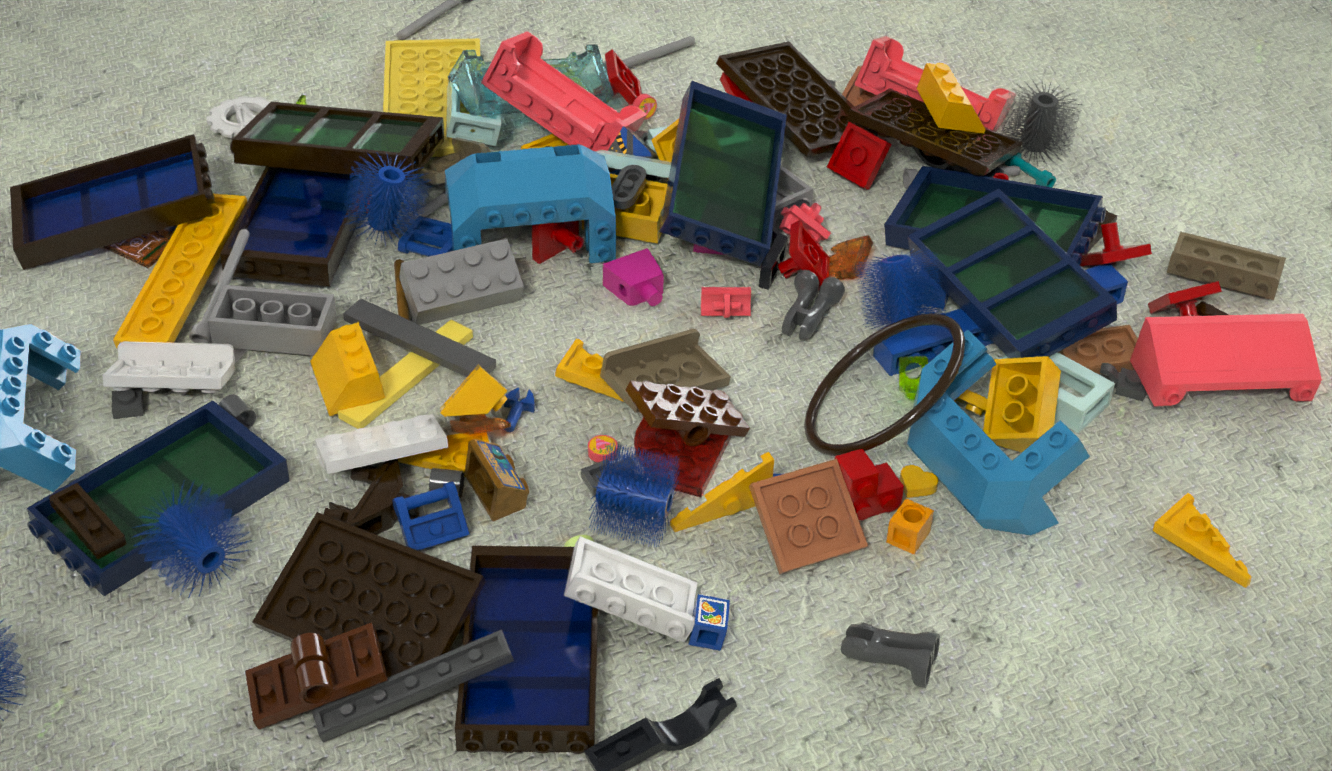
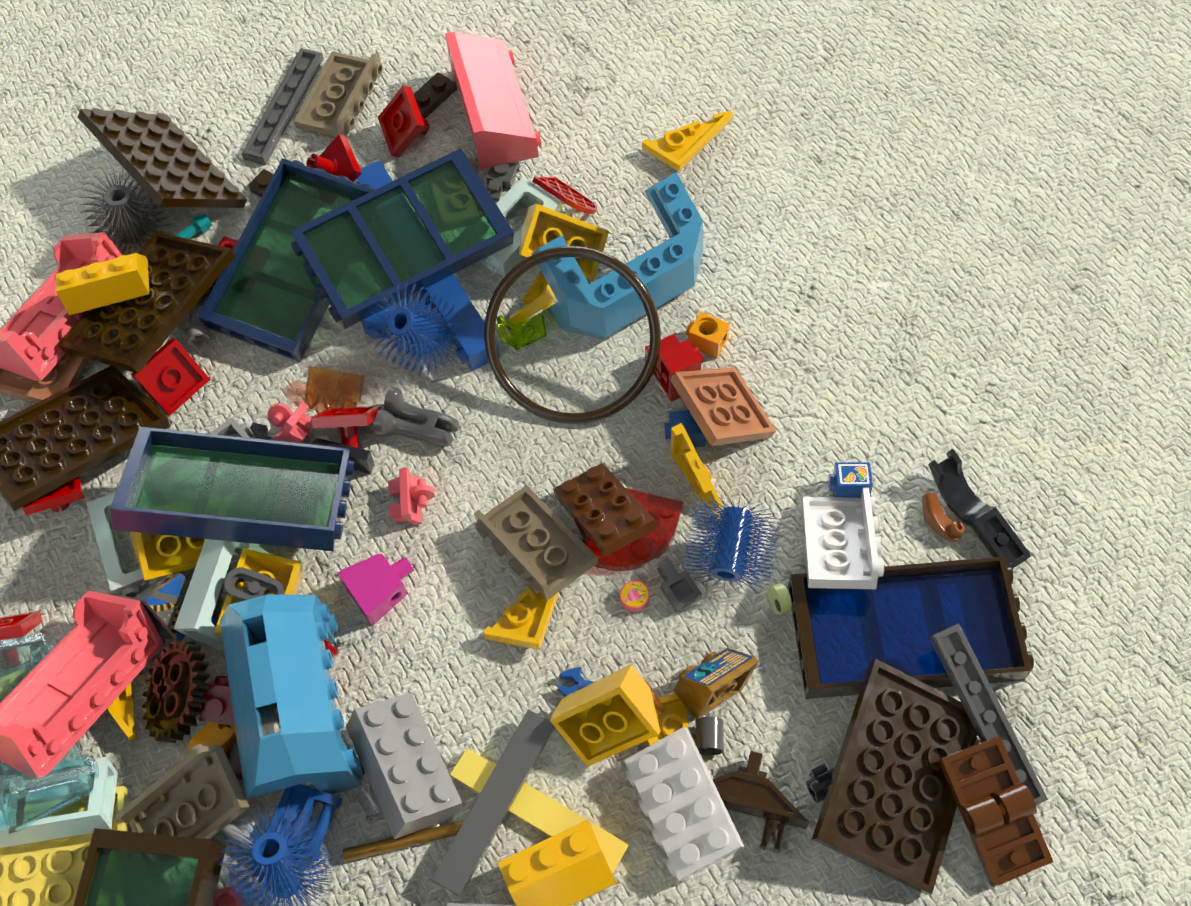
camera: 90 degrees left, 20 degrees up
(433, 527) = (769, 739): blue plate -> none
(646, 103) = (44, 607): tile -> none
(657, 697) = (938, 520): none -> dark orange arm
(908, 650) = (854, 362): dark grey piece -> none
(917, 482) = (640, 335): yellow tile -> none
(1104, 135) = (162, 159): none -> dark brown plate
(1121, 413) = (562, 194): none -> red window
(1174, 222) = (282, 106): none -> dark grey tile

